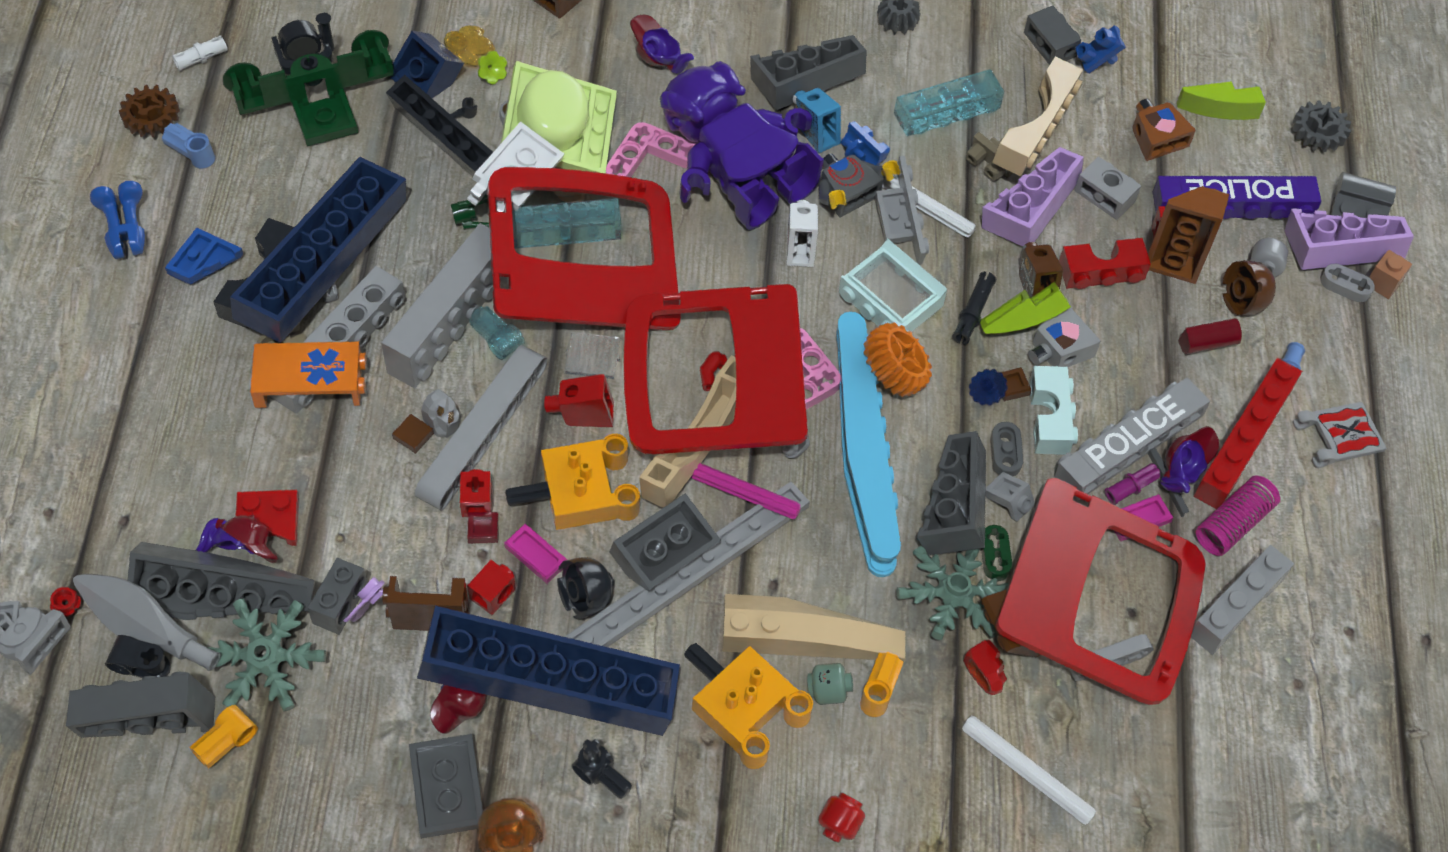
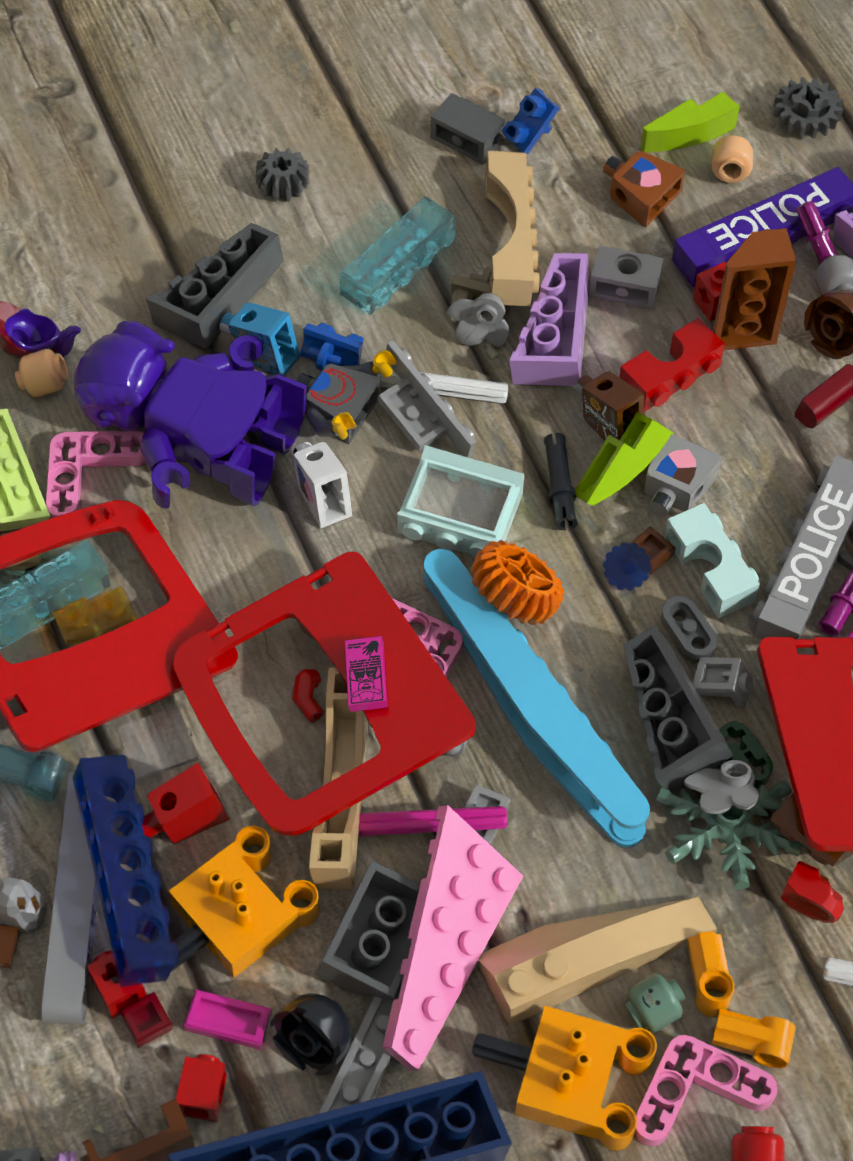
camera: 25 degrees left, 0 degrees up
(493, 482) = (134, 959): none -> clear blue brick
(590, 251) = (89, 620): none -> clear yellow slope
(653, 77) = (41, 373): none -> light nougat head
(718, 562) = (449, 929): none -> bright pink wing
(751, 368) = (366, 674): none -> dark pink tile
(833, 744) = (699, 1073): none -> bright pink beam
(893, 747) = (765, 1039): none -> light orange piece
(963, 564) = (725, 787): none -> light grey plate
(980, 171) = (480, 320): none -> light grey plate
(1239, 138) = (732, 159): none -> light nougat head
(1270, 214) = (816, 231): none -> magenta axle

